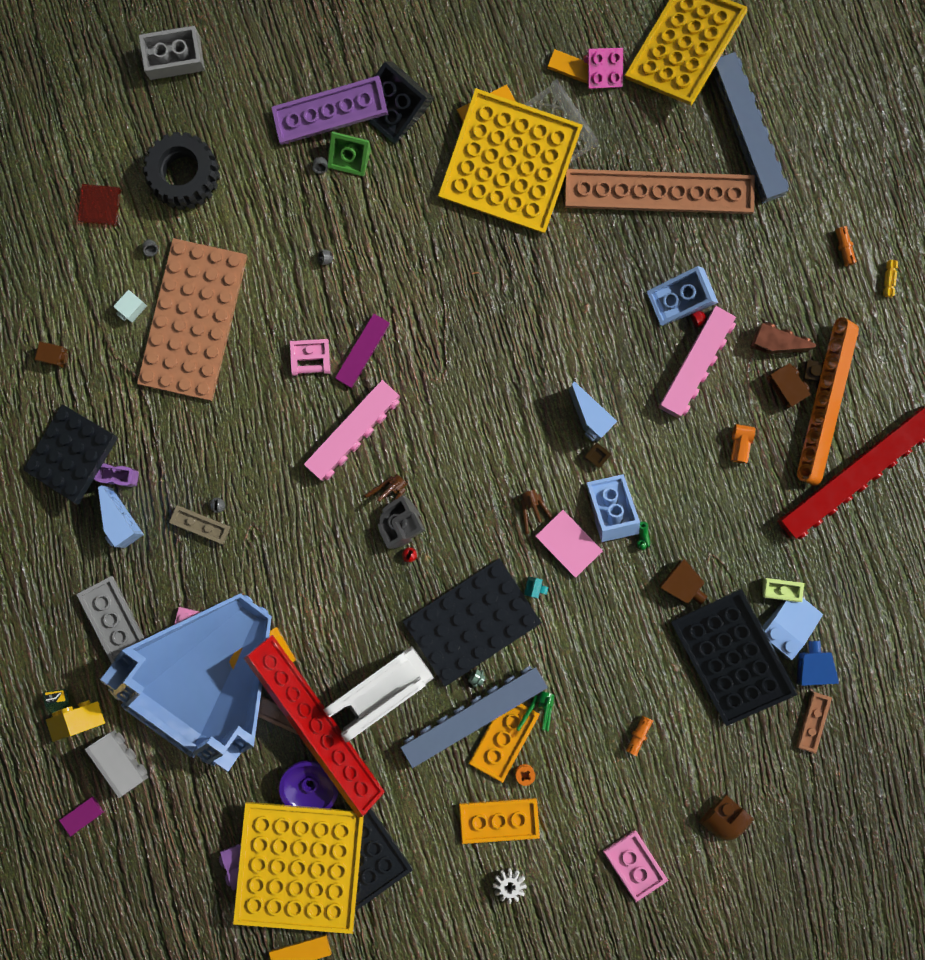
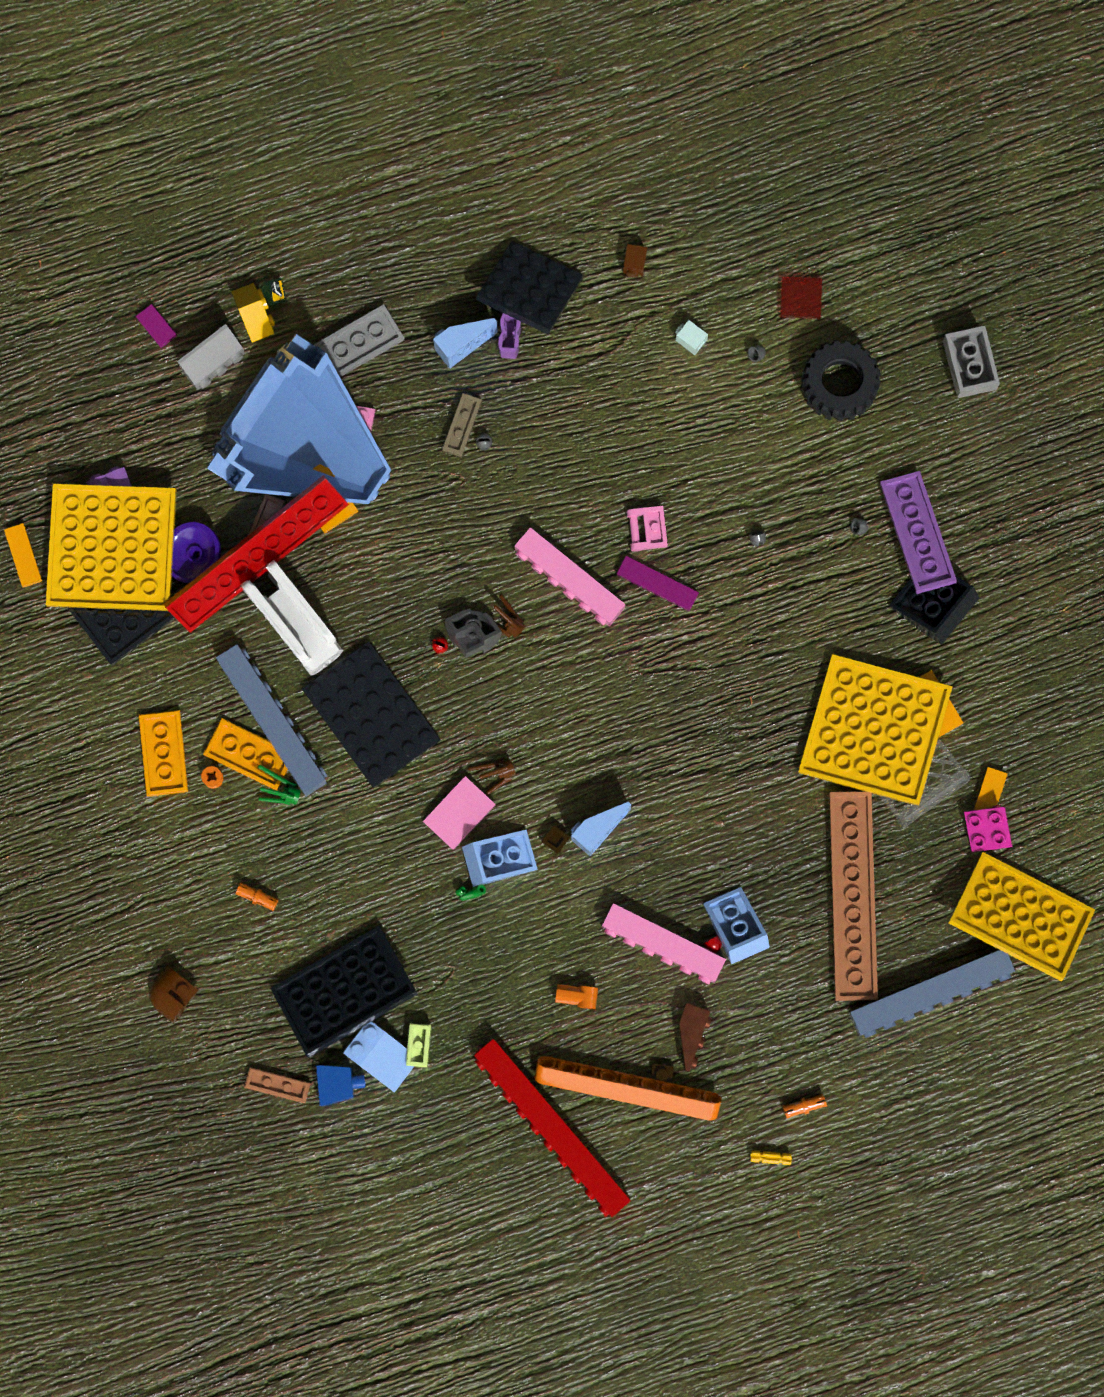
camera: 90 degrees right, 5 degrees down
(192, 319) = (682, 403): nougat plate -> none
(348, 153) = (871, 556): bright green slope -> none
(476, 678) = (312, 722): sand green plate -> none
(502, 882) = (91, 760): white gear -> none
(534, 587) = (410, 778): teal tile -> none
(635, 865) = (120, 898): bright pink tile -> none
(684, 584) = (420, 937): reddish brown torso -> none
(789, 385) = (643, 1045): reddish brown brick -> none

